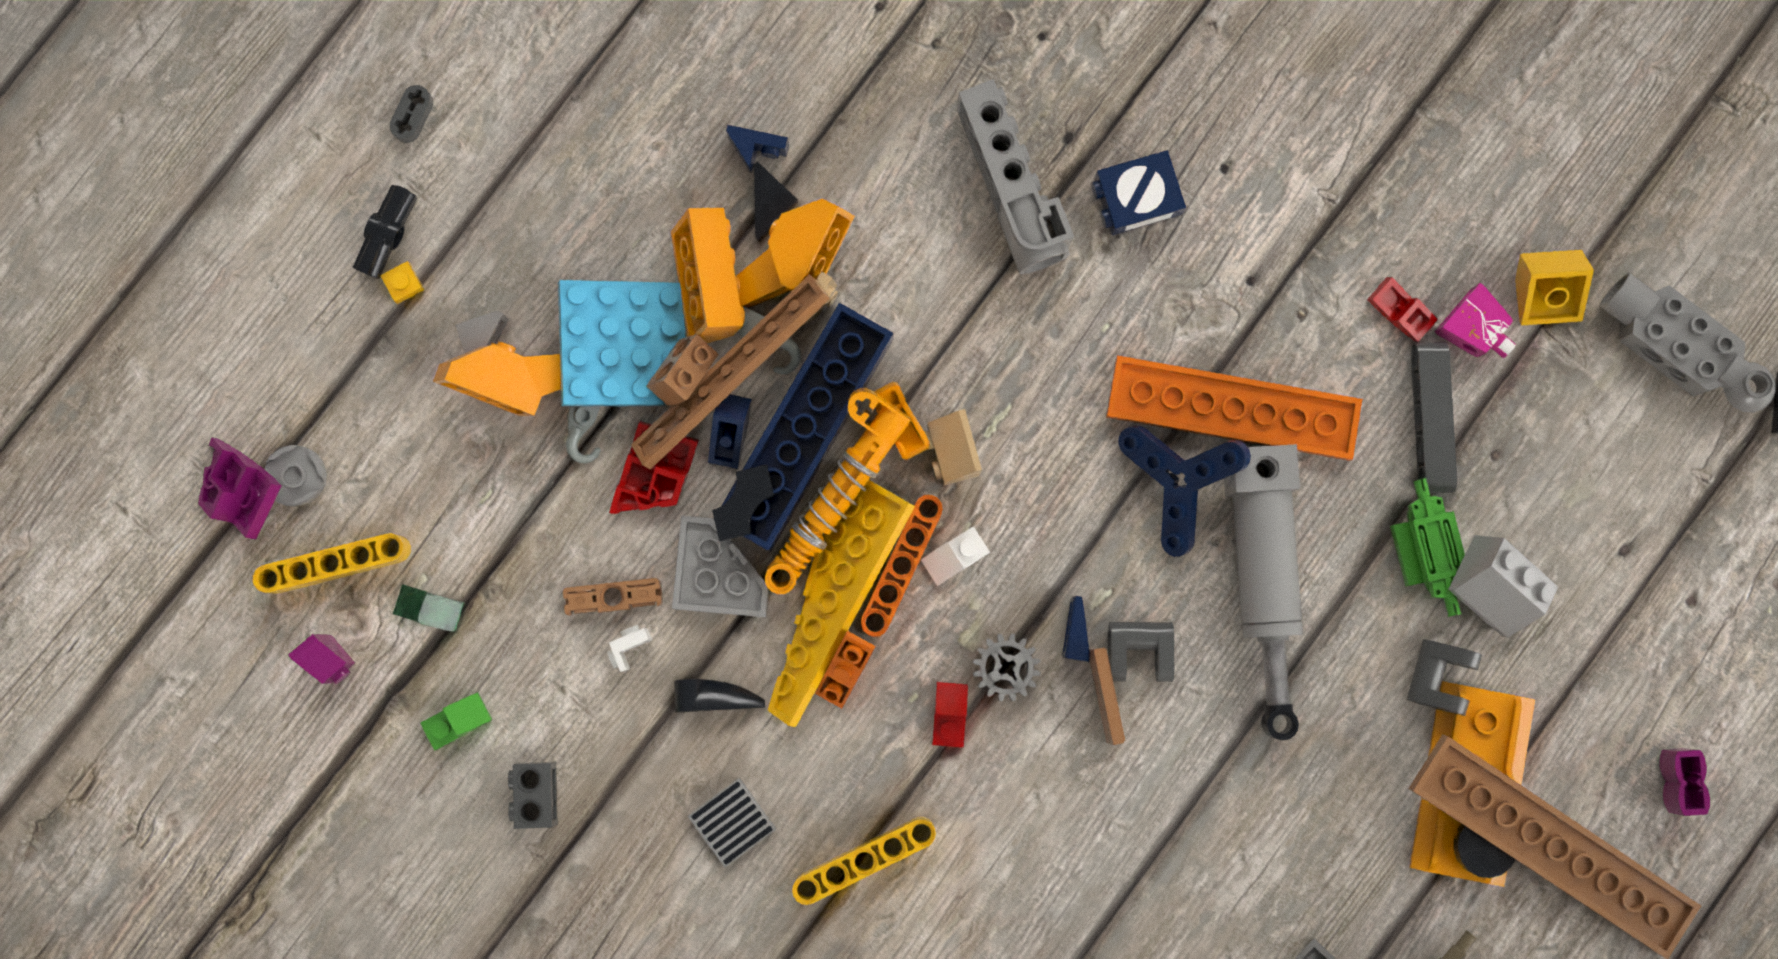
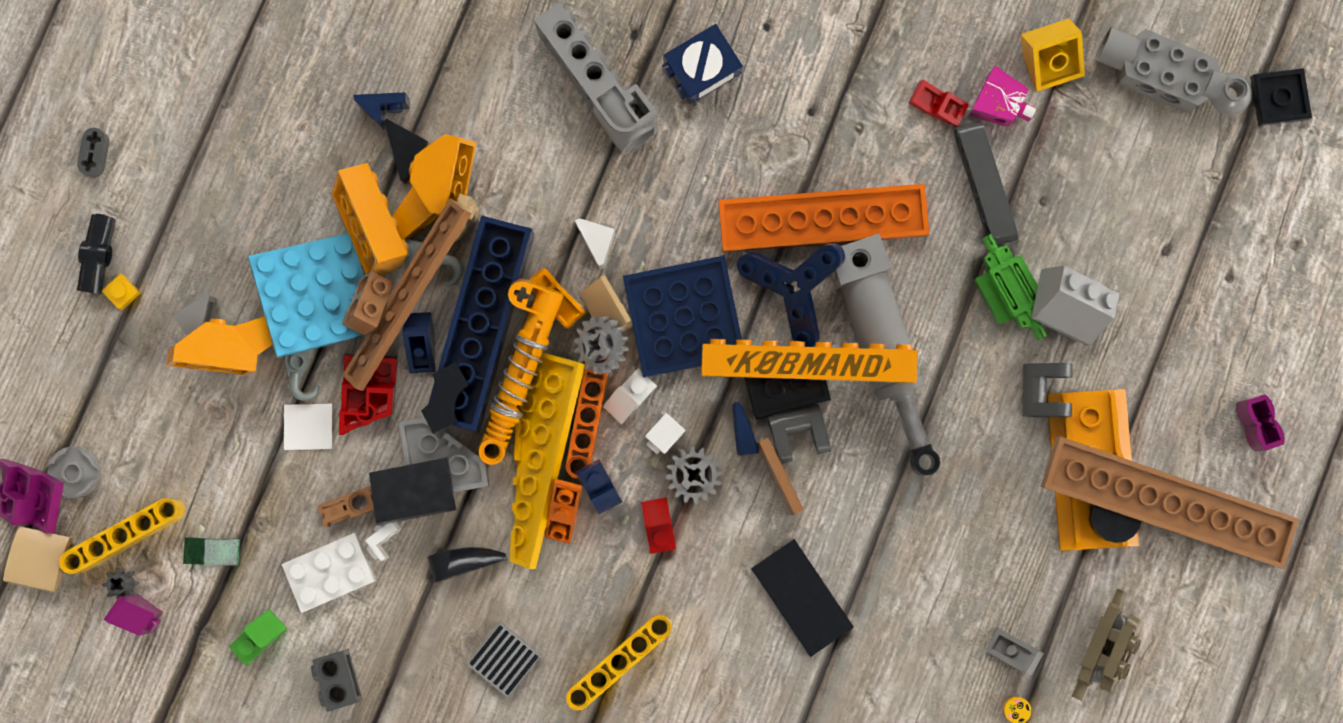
camera: 15 degrees left, 0 degrees up
(227, 564) = (35, 559): none -> tan slope
(307, 615) = (113, 584): none -> dark grey gear
(556, 668) = (328, 572): none -> white plate
(575, 493) = (307, 426): none -> white sticker
(677, 600) = (412, 491): none -> black tile
(893, 652) = (599, 487): none -> dark blue brick
(939, 488) = (602, 344): none -> light grey gear
(965, 365) = (598, 240): none -> white slope
(984, 611) = (664, 434): none -> white brick
(1042, 480) = (680, 311): none -> dark blue plate
(1095, 842) = (802, 597): none -> black tile
(1140, 590) = (779, 395): none -> black tile
(1177, 573) = (810, 362): none -> light orange brick

